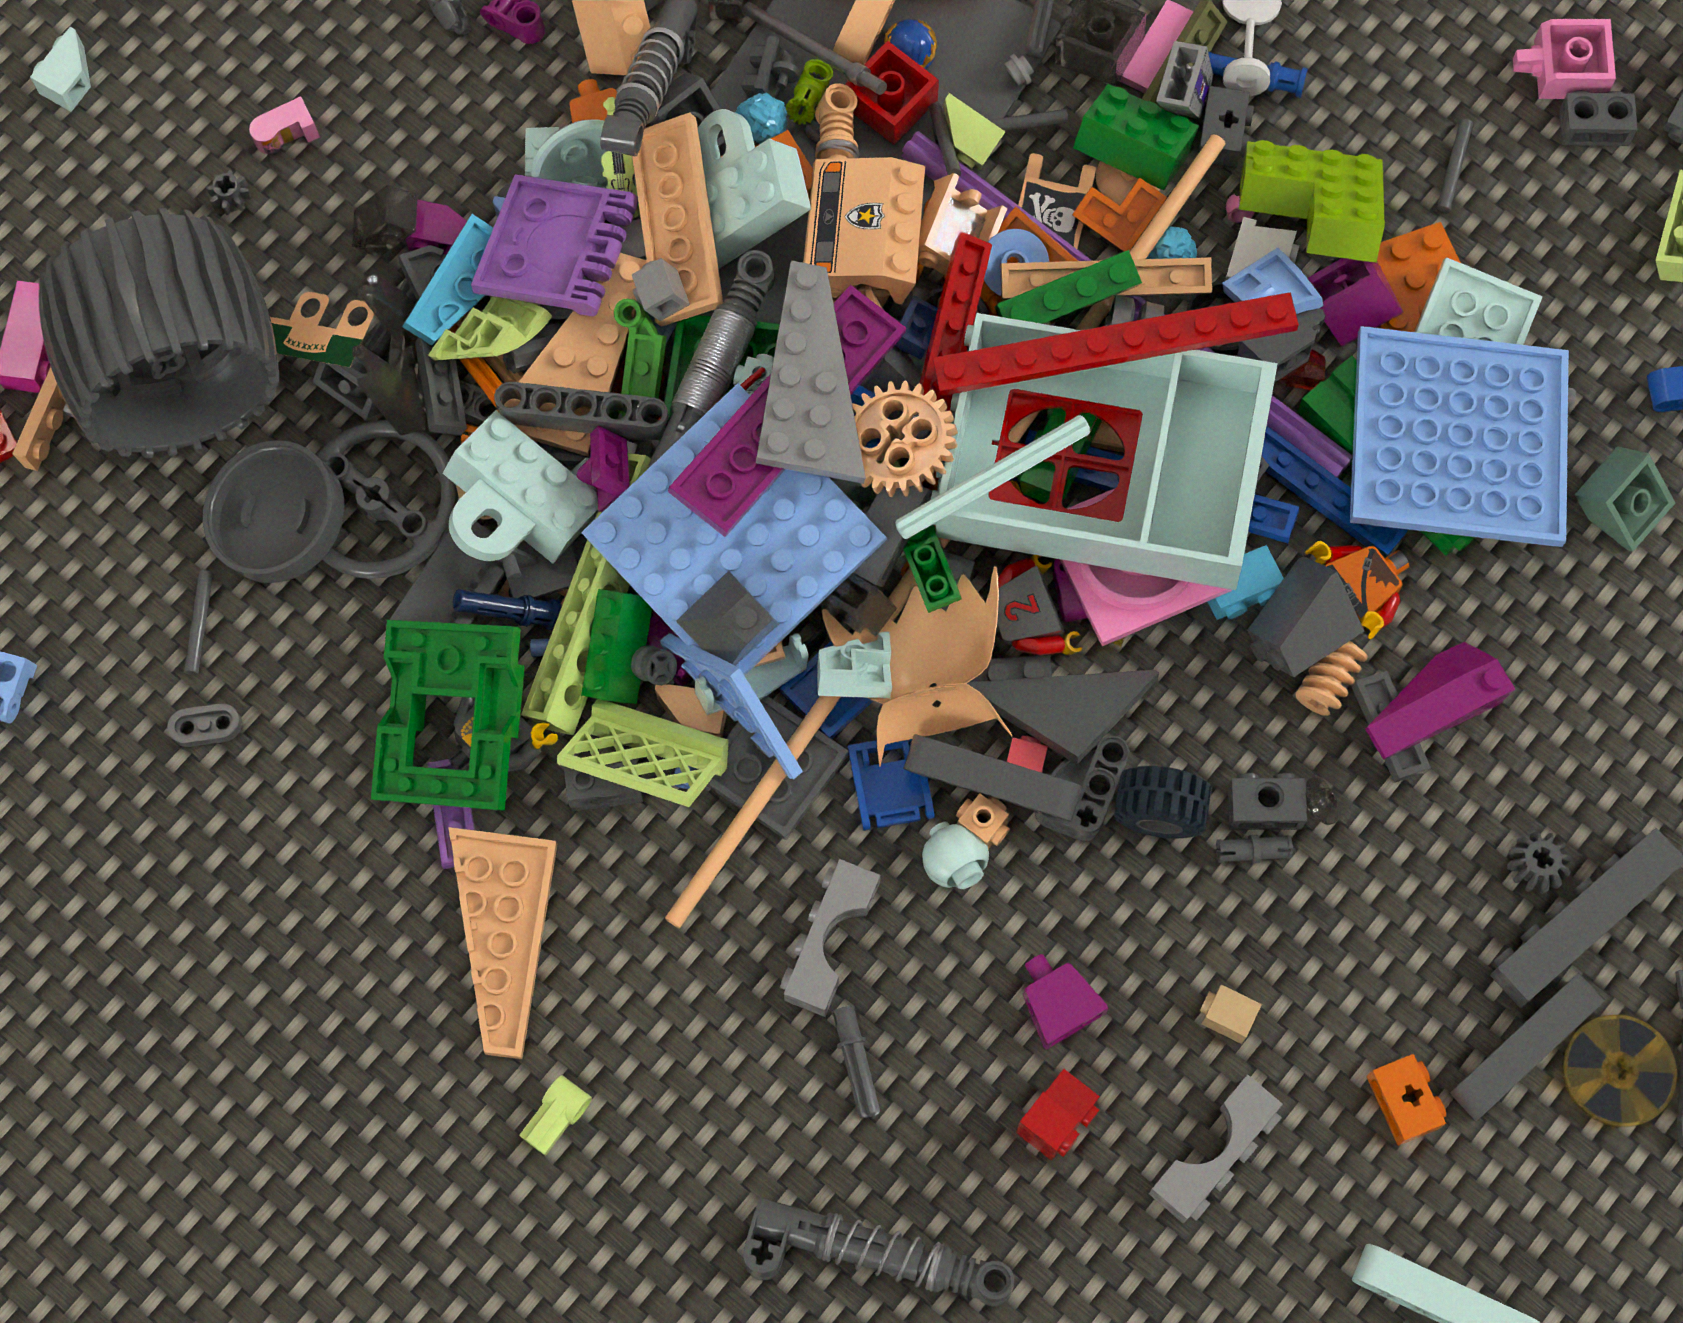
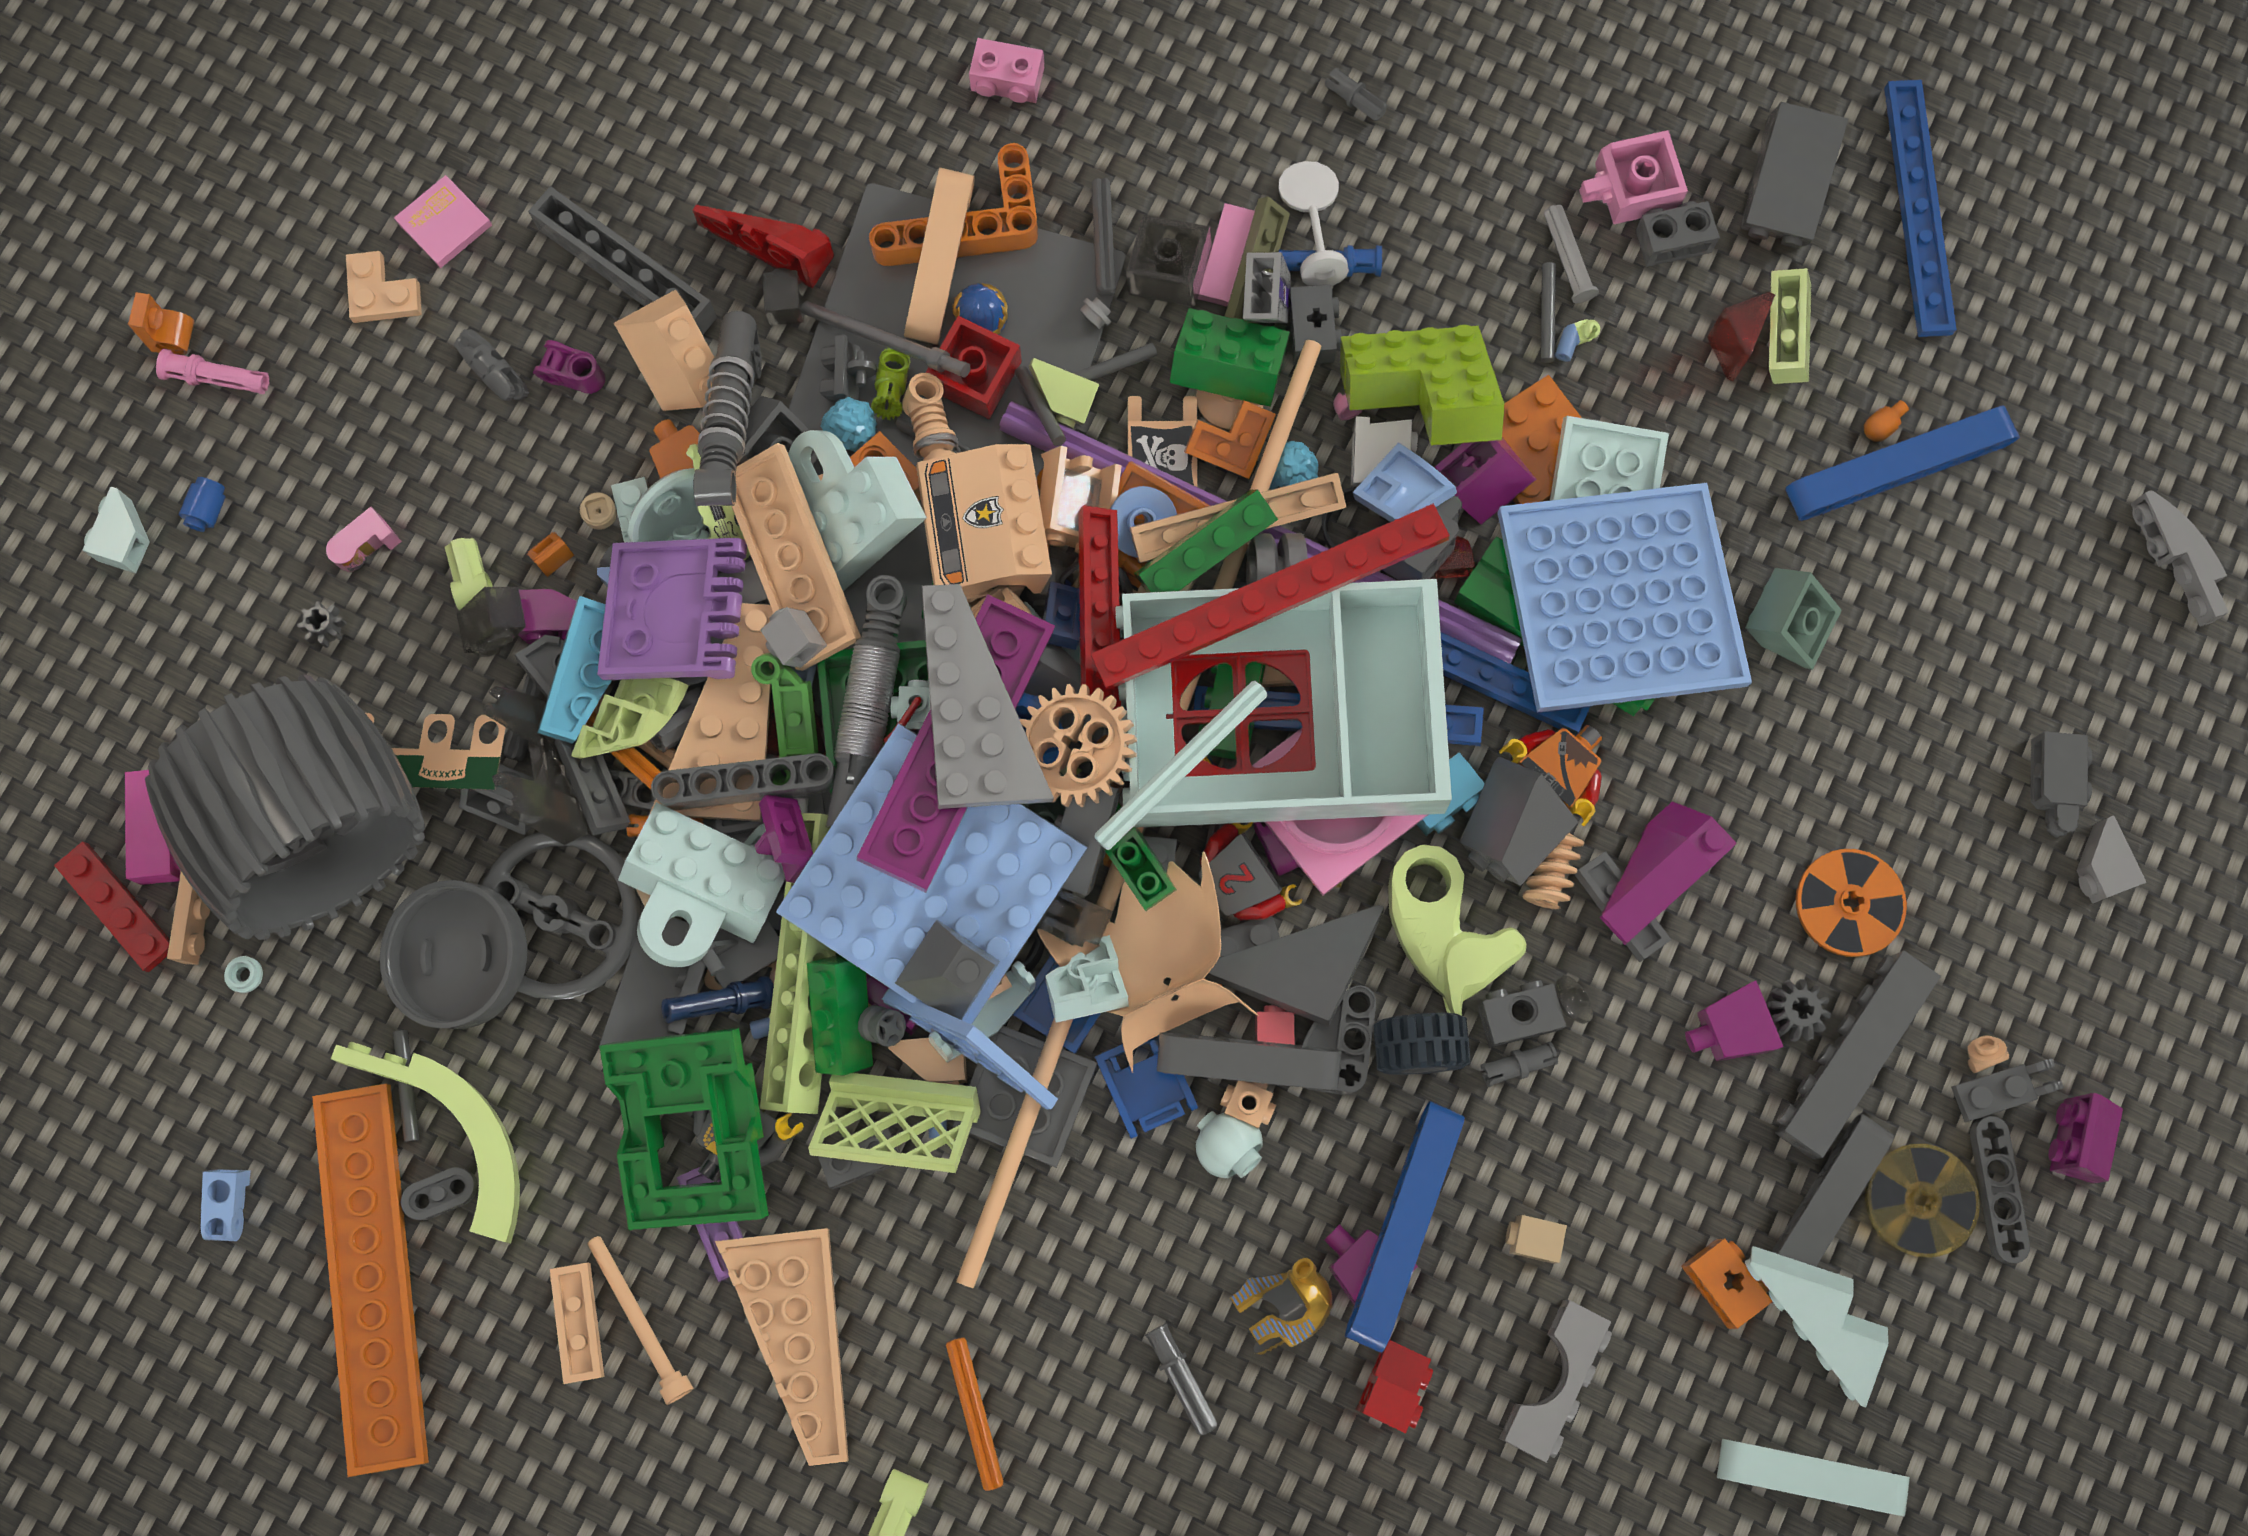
camera: 15 degrees left, 5 degrees up
(73, 479) = (233, 972): none -> light aqua plate
(121, 788) = (369, 1280): none -> orange plate
(148, 62) = (202, 504): none -> blue brick
(264, 711) = (494, 1153): none -> yellowish green arch
(301, 871) = (576, 1323): none -> light nougat plate
(372, 171) = (466, 570): none -> yellowish green piece
(376, 949) = (673, 1383): none -> light nougat piece
(454, 178) = (550, 554): none -> orange slope
(508, 148) = (598, 511): none -> tan tile
(651, 1046) = (974, 1414): none -> orange axle
(847, 896) = (1119, 1309): light grey arch -> none
(987, 1011) = (1299, 1296): none -> pearl gold piece
(1104, 966) = (1404, 1227): none -> blue beam
(1197, 710) = (1430, 933): none -> yellowish green animal
(1474, 863) = (1736, 1026): none -> magenta torso
(1476, 191) = (1574, 335): none -> arm
(1488, 1140) = (1819, 1311): none -> light aqua slope
(1489, 117) = (1570, 254): none -> light grey axle
(1598, 795) = (1835, 926): none -> orange piece
(1634, 218) = (1737, 333): none -> clear red slope

